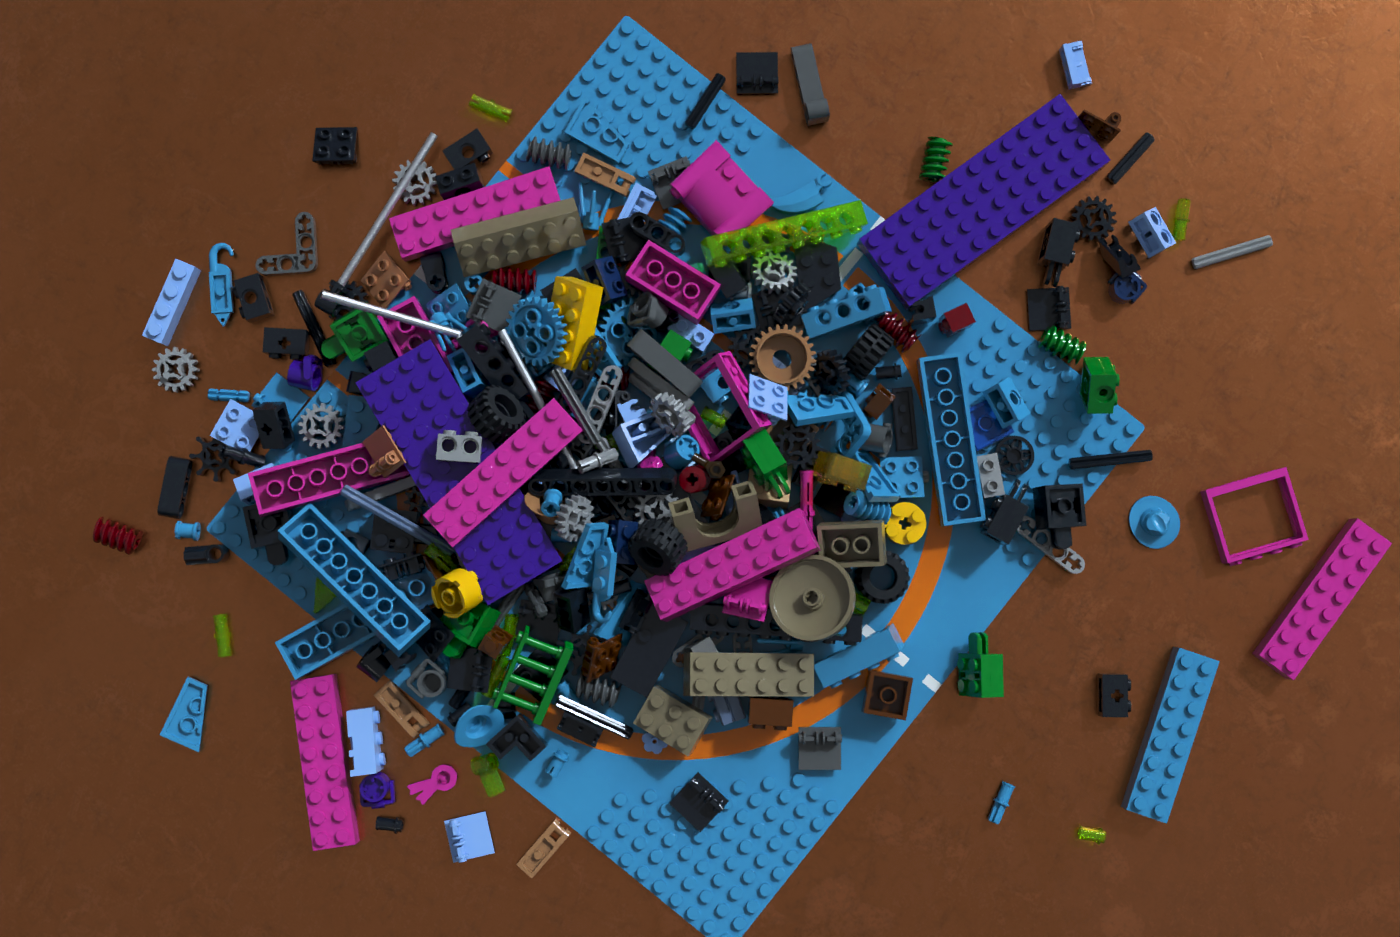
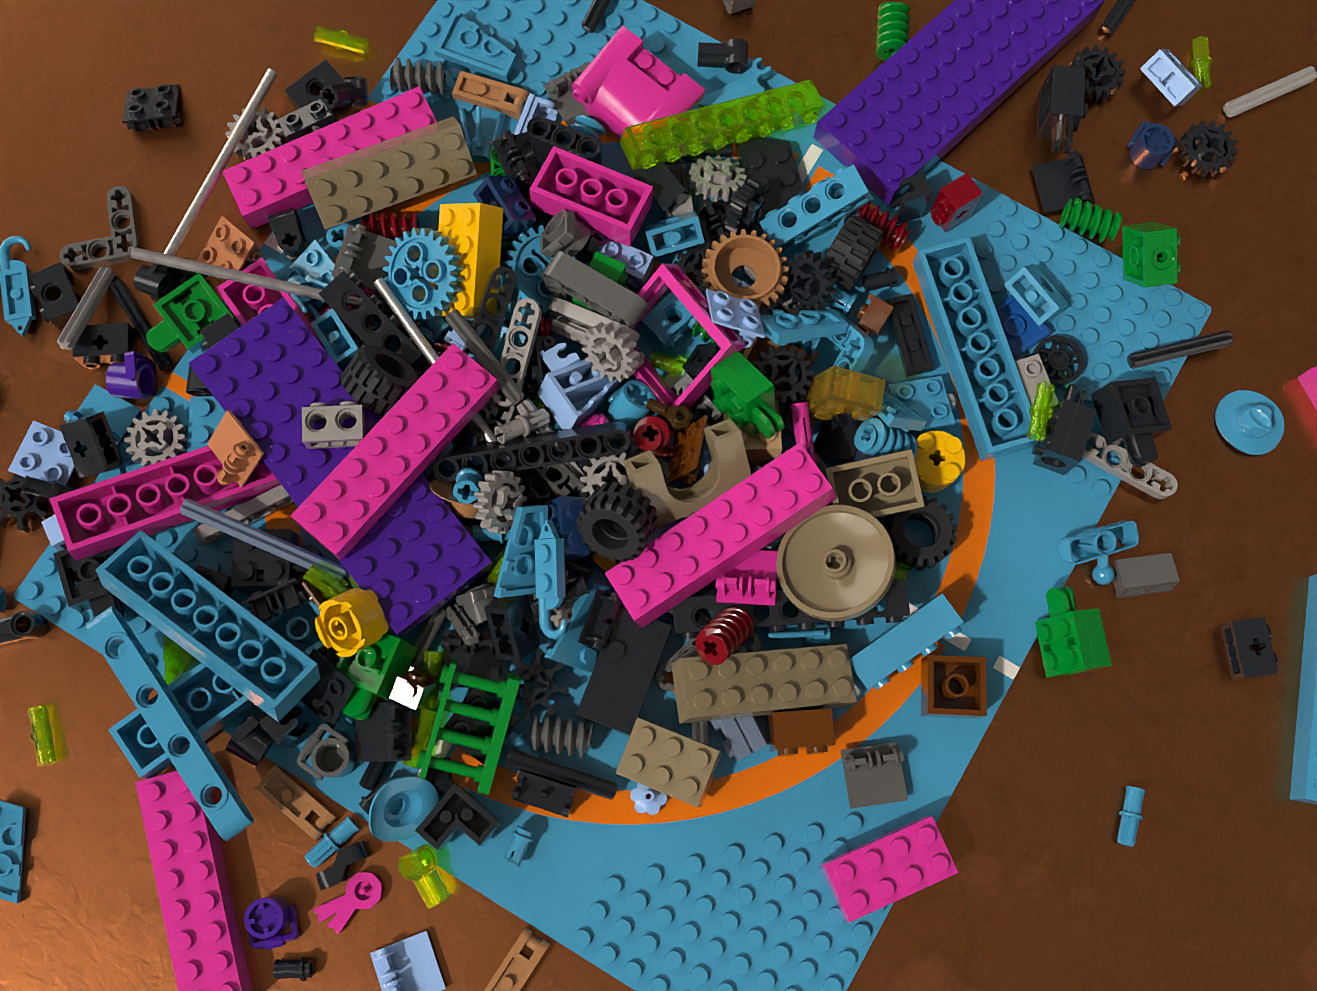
camera: 10 degrees left, 10 degrees down
(226, 395) = (16, 422): dark azure axle -> none
(275, 313) = (86, 308): none -> light grey axle
(319, 644) = (169, 723): none -> dark azure beam
(365, 741) = (251, 860): light blue wedge -> none
(411, 496) = (283, 515): black gear -> none
(433, 753) = (342, 864): none -> black piece
(493, 161) = (349, 92): none -> black piece
(600, 657) = (559, 687): reddish brown hinge -> none
(699, 802) = (721, 873): black hinge -> none
(723, 639) = (724, 635): none -> dark red piece
(801, 166) = (728, 55): none -> black piece
(818, 815) = (888, 868): none -> dark pink brick
(879, 439) = (884, 360): dark grey piece -> none
(987, 501) = (1040, 411): none -> clear neon green pin
(1006, 604) = (1099, 544): none -> dark azure piece
(1047, 629) = (1145, 575): none -> dark grey hinge
(1091, 834) = (1262, 843): clear neon green pin -> none
(1118, 258) = (1136, 110): black hinge -> none
(1166, 288) = (1208, 148): none -> black gear

